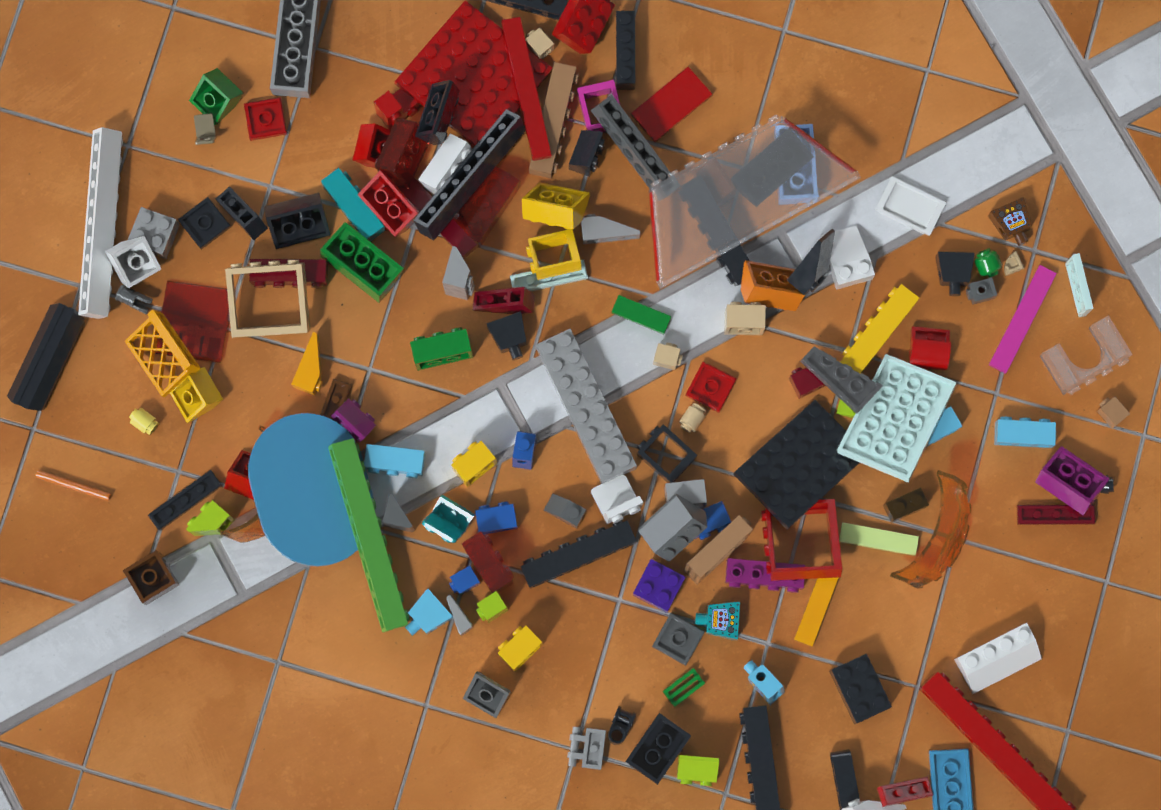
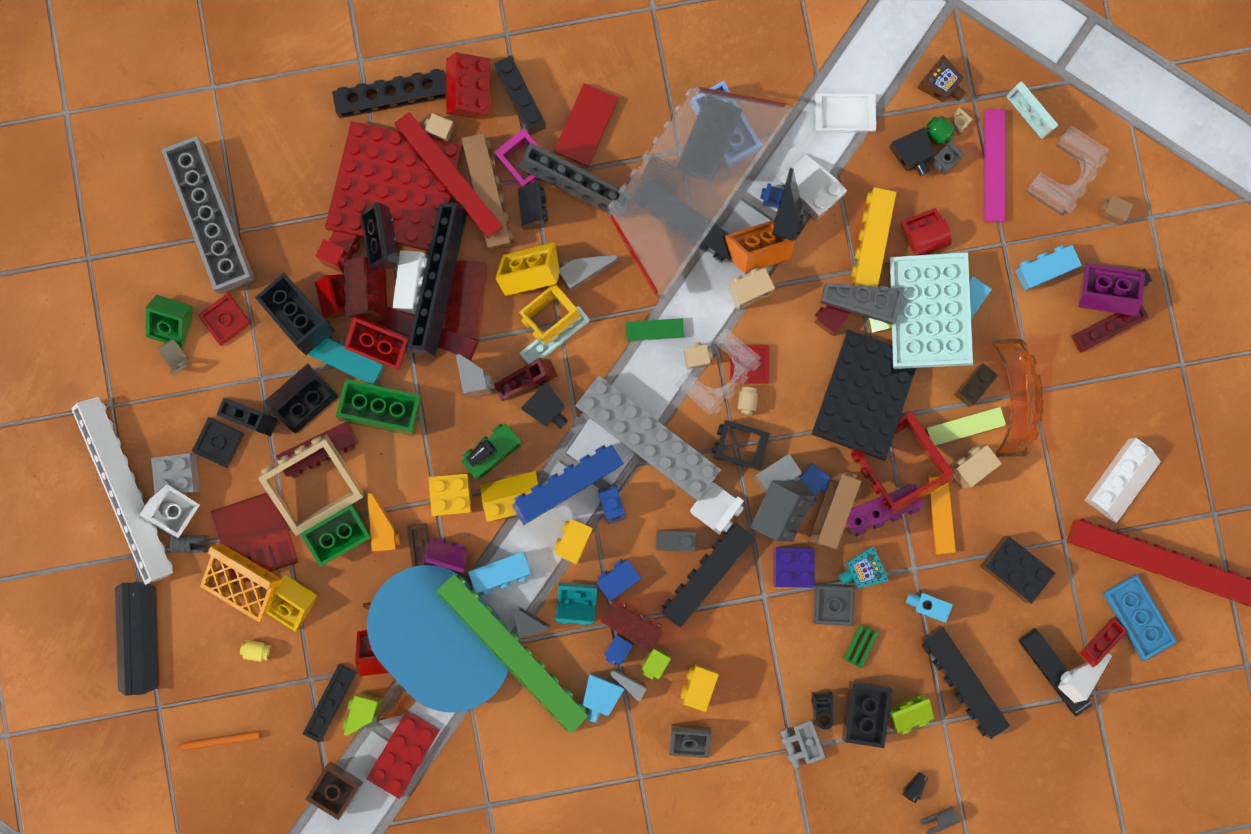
camera: 25 degrees left, 5 degrees up
(226, 578) = (403, 754): none -> red plate
(267, 353) = (336, 534): none -> green slope
(330, 143) = (294, 314): none -> black brick
(385, 369) = (450, 494): none -> yellow brick
(433, 342) = (481, 452): none -> black cone
(438, 399) = (501, 495): none -> yellow slope
(493, 410) = (567, 484): none -> blue brick
(705, 381) = (711, 398): none -> clear arch
(804, 246) = (771, 196): none -> blue bracket
(866, 576) = (975, 466): none -> tan brick

